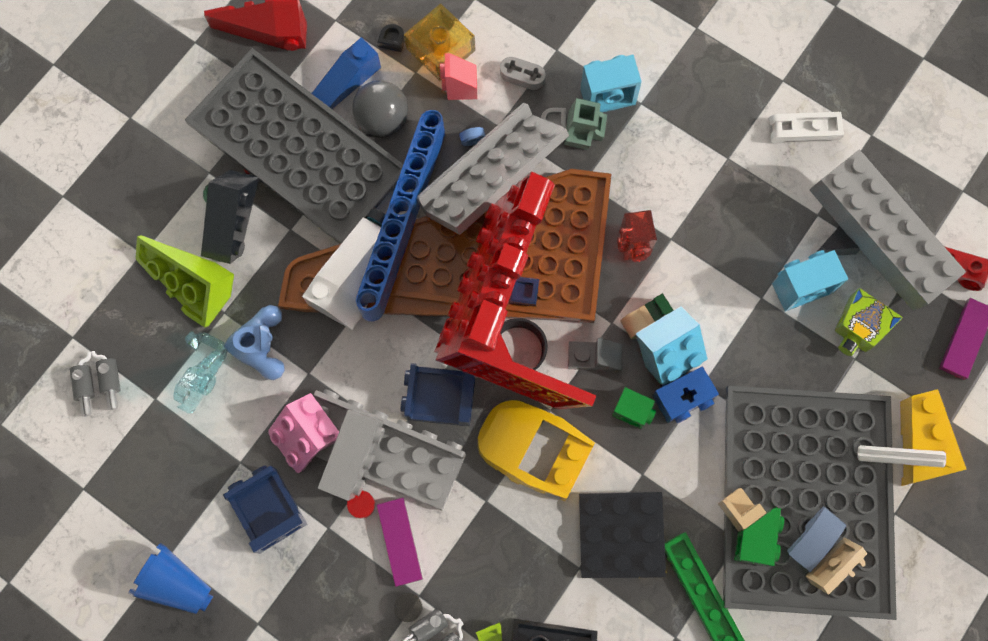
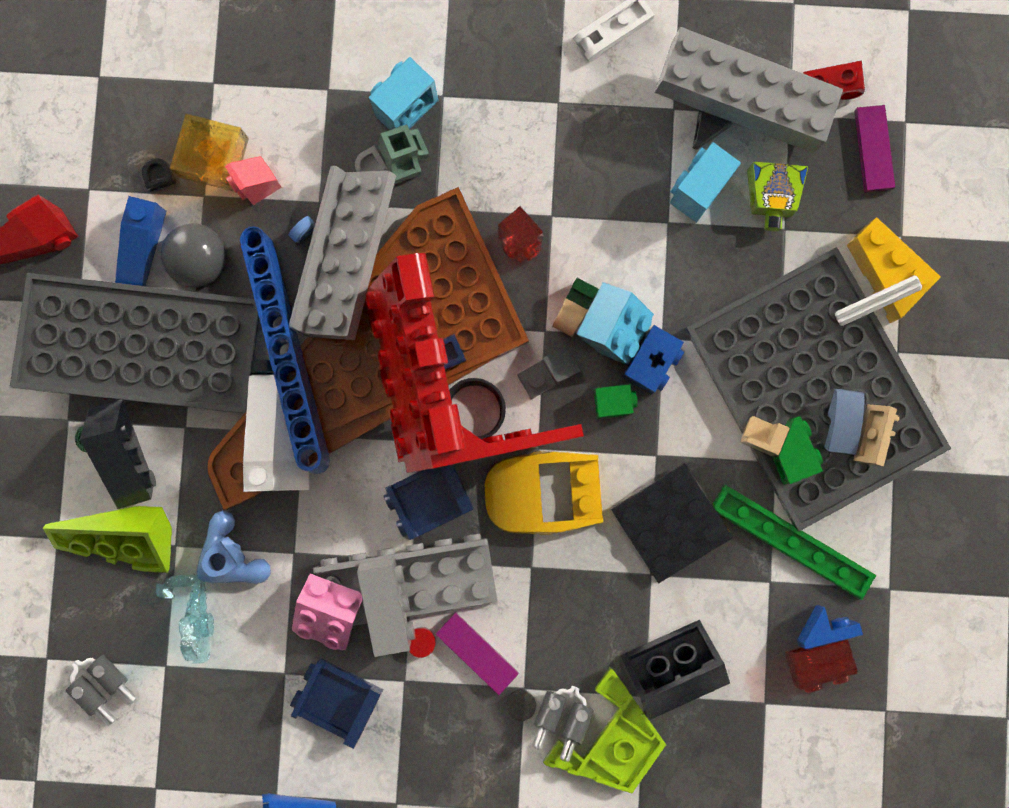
camera: 30 degrees left, 10 degrees up
(522, 73) = (308, 128): light grey beam -> none

